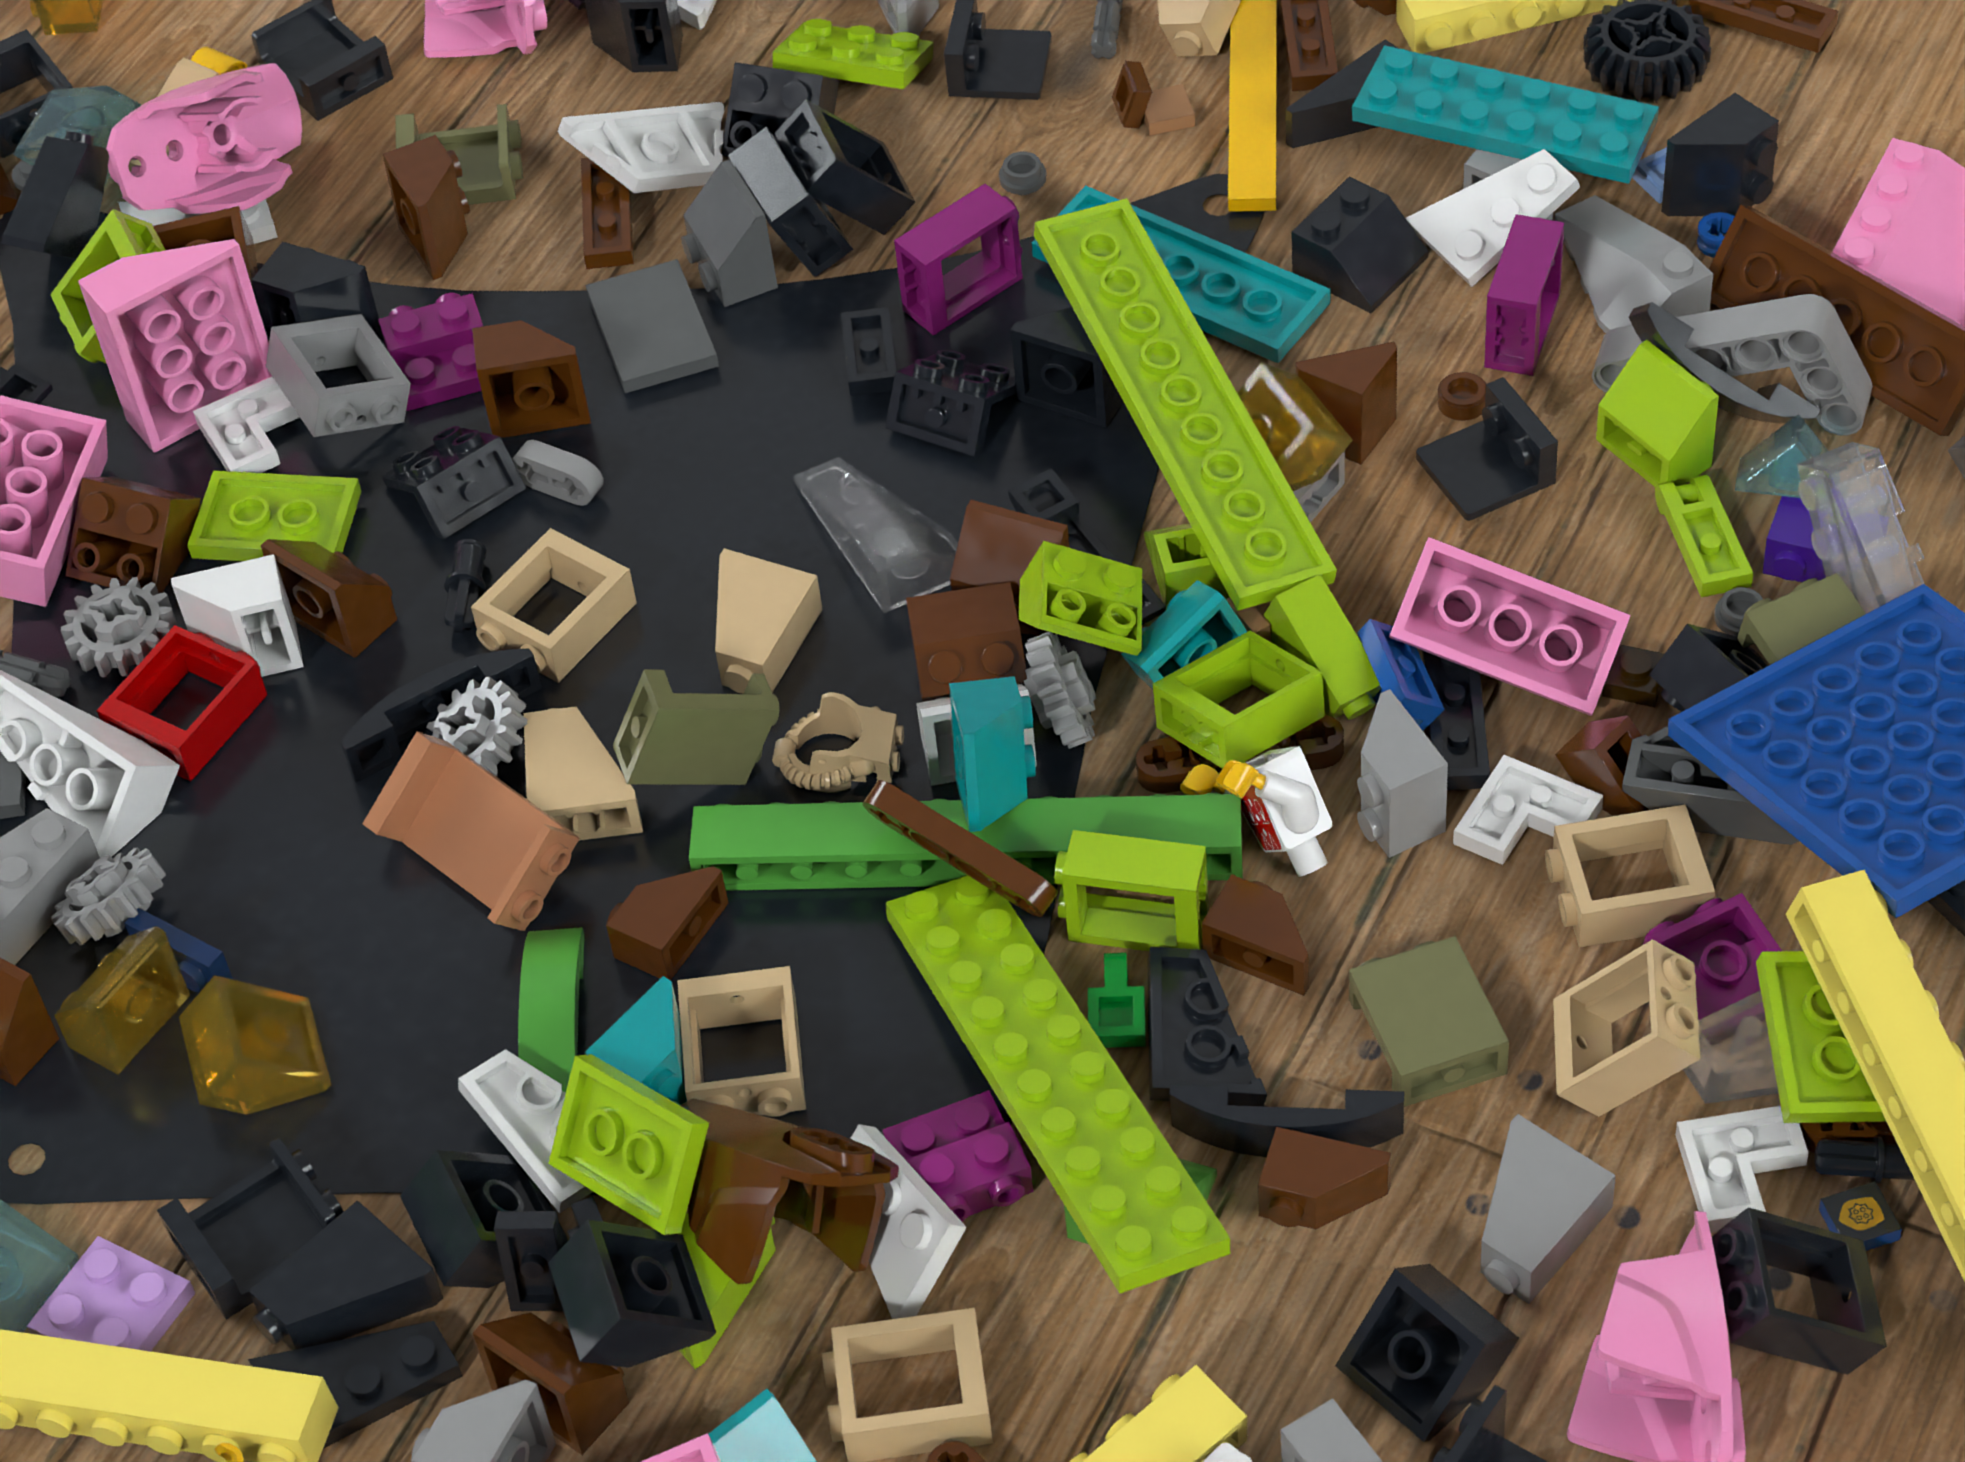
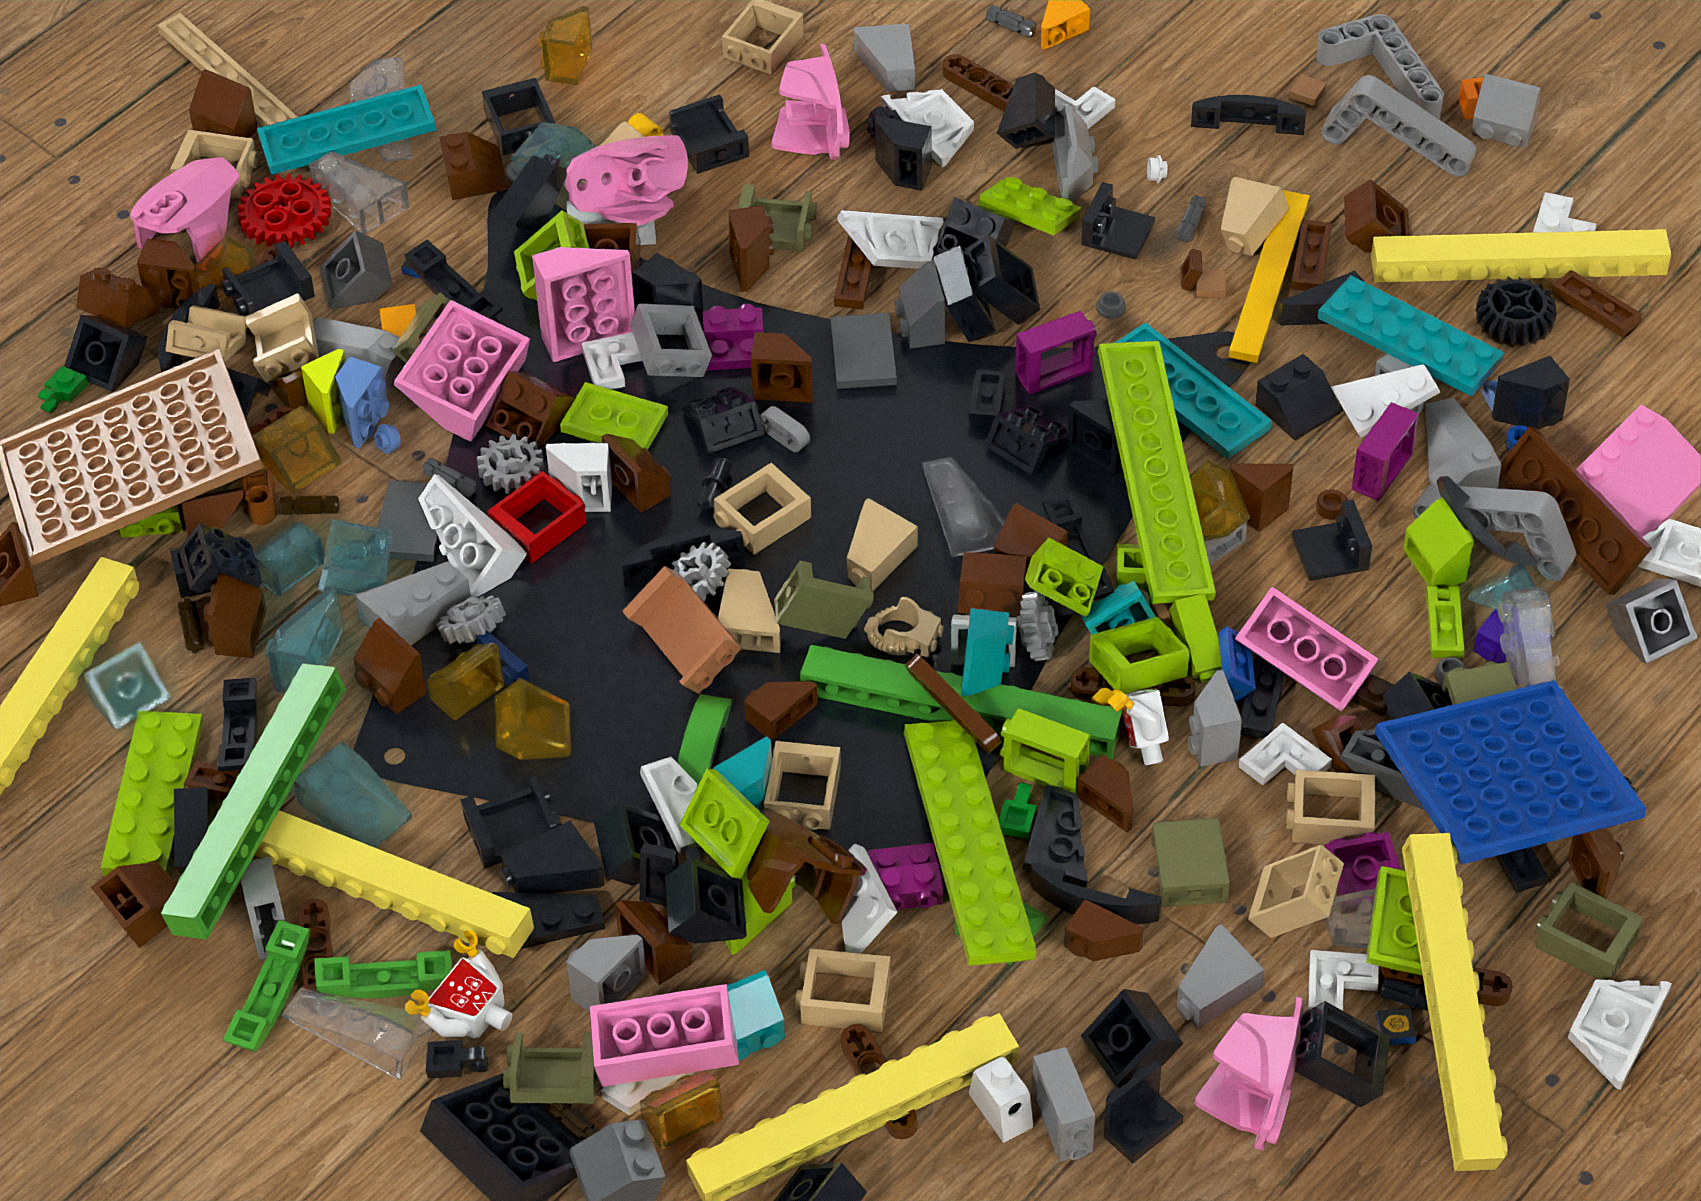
camera: 10 degrees right, 0 degrees up
(113, 1300) = (426, 842): lavender plate -> none

